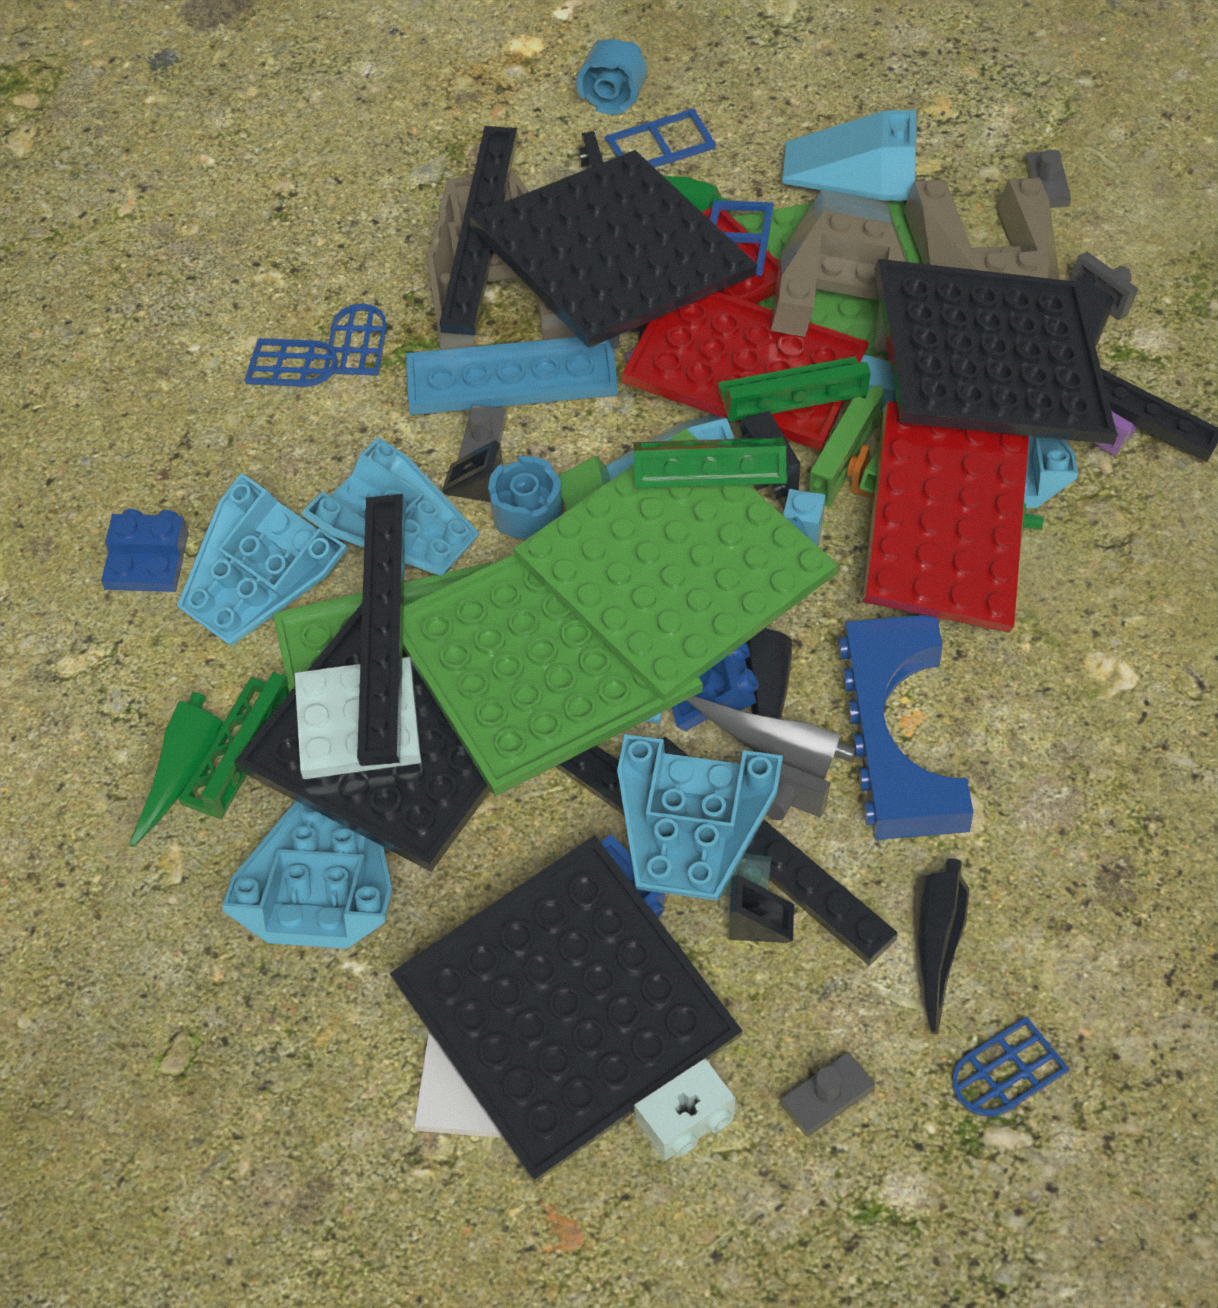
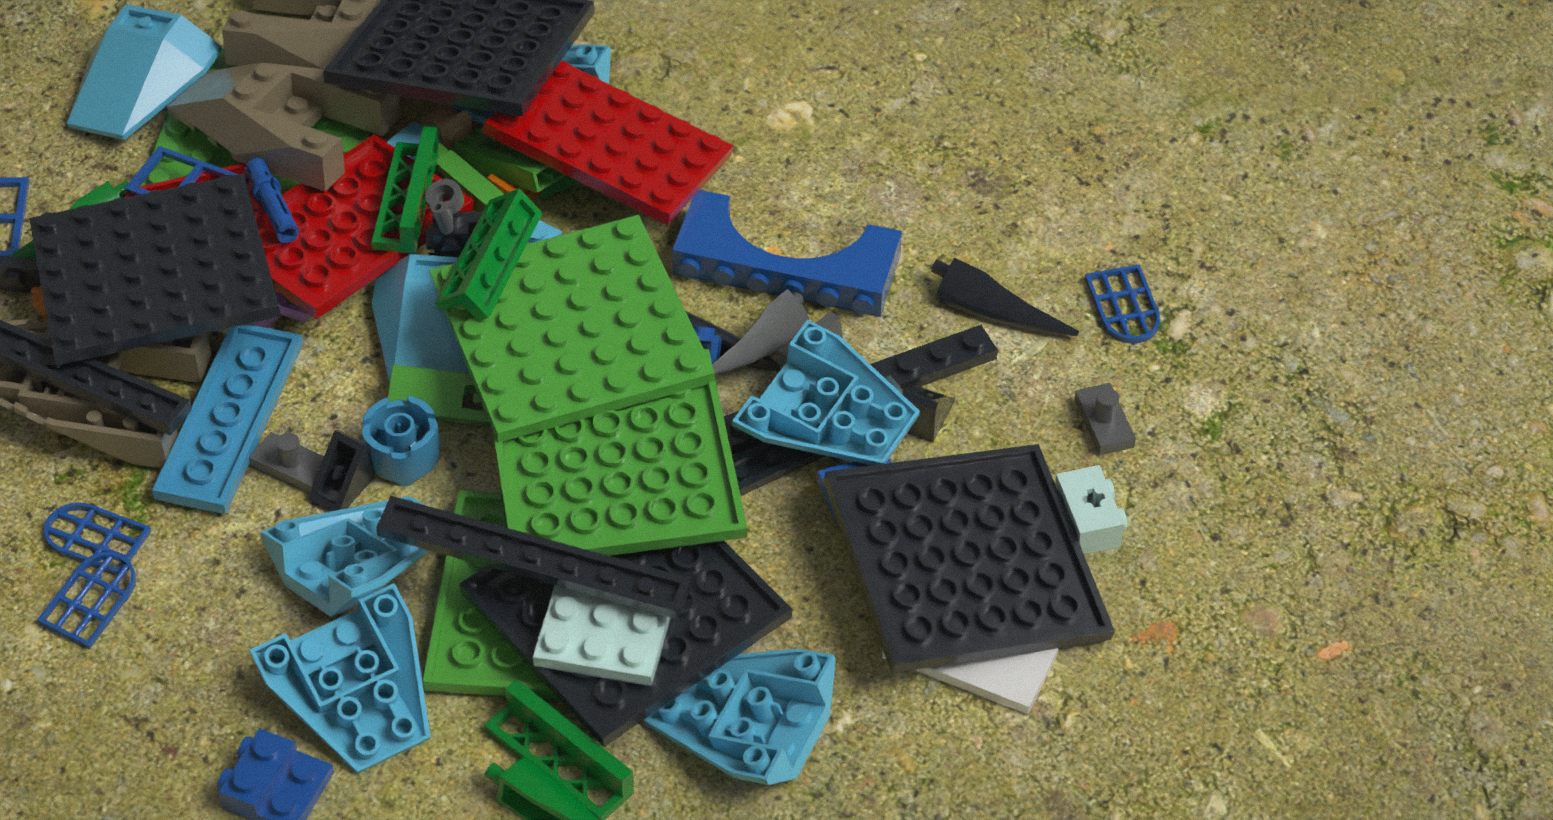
camera: 75 degrees left, 5 degrees down
(759, 276) = (267, 191): none -> blue pin
(781, 411) = (443, 212): none -> dark grey plate

